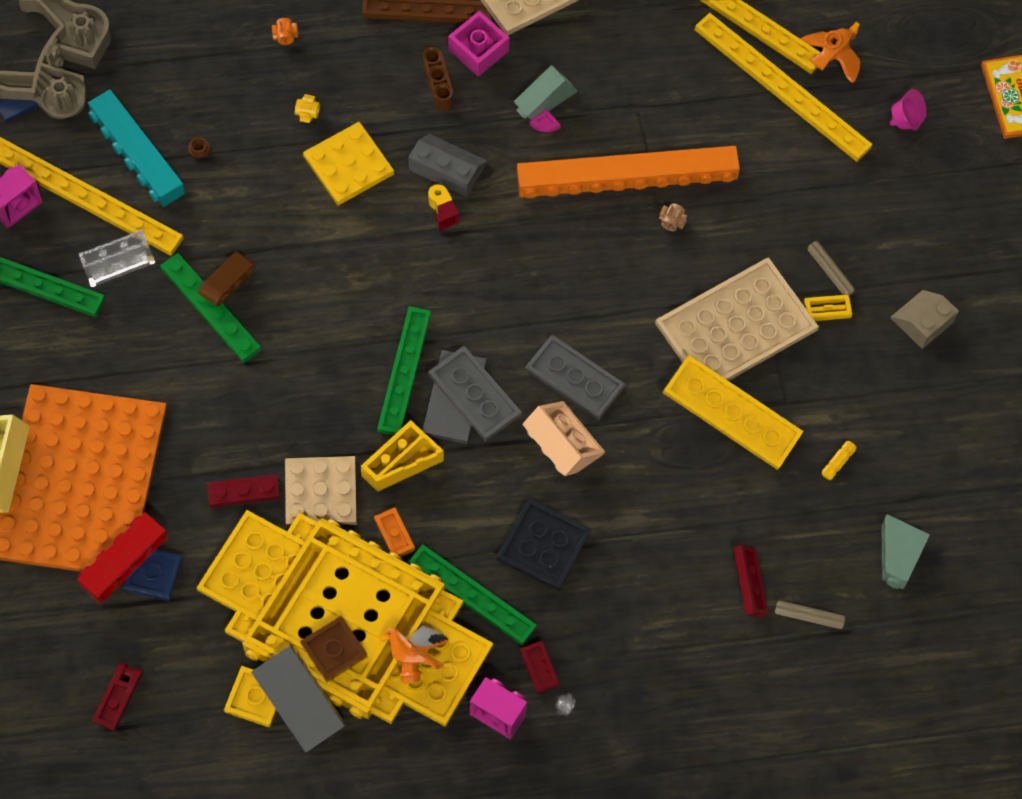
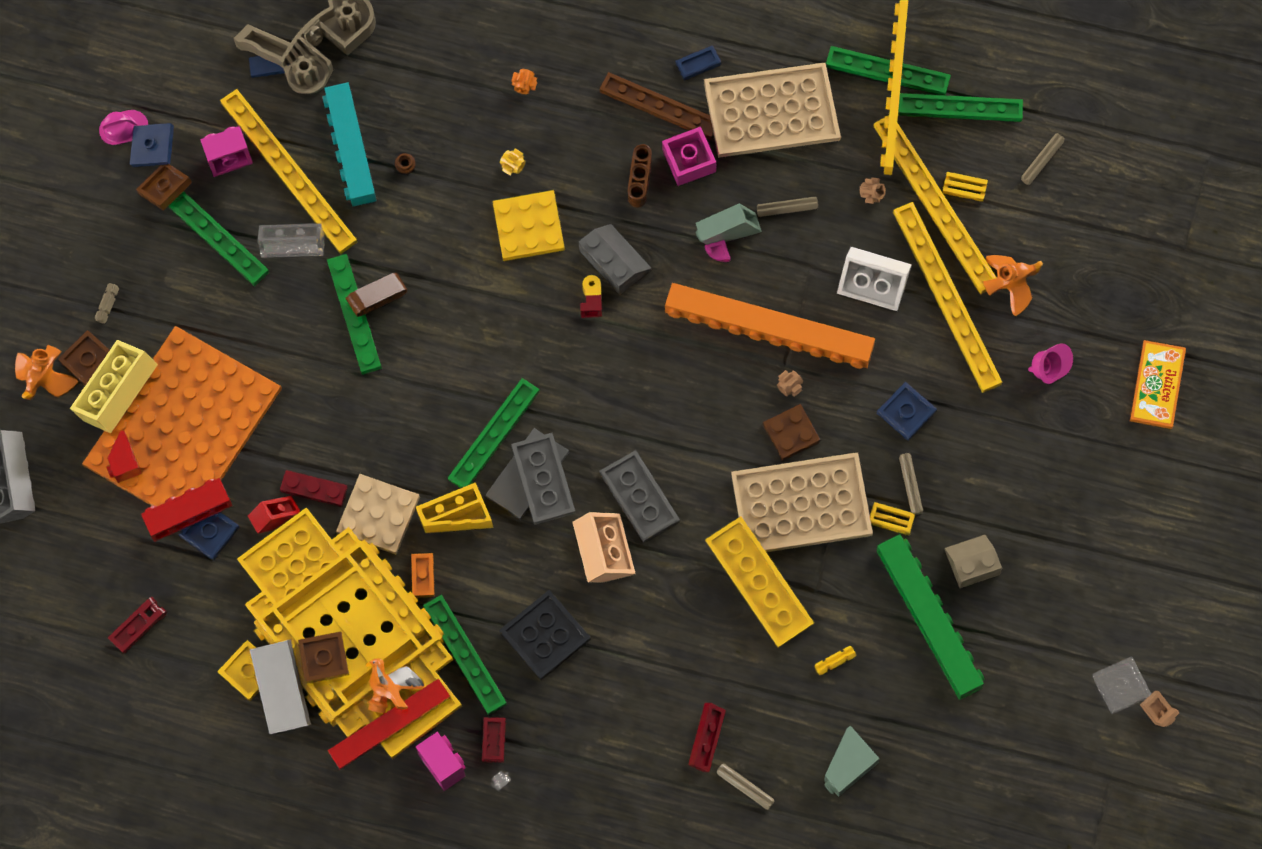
camera: 30 degrees right, 5 degrees up
(33, 533) = (122, 460): none -> red slope
(213, 530) = (273, 513): none -> red slope
(428, 691) = (388, 724): none -> red tile
(592, 59) = (787, 206): none -> dark tan axle
(667, 15) = (872, 190): none -> medium nougat gear
(694, 263) = (791, 432): none -> reddish brown plate
(706, 94) = (873, 278): none -> white slope
(795, 203) = (906, 411): none -> dark blue plate
(910, 384) = (930, 617): none -> green brick

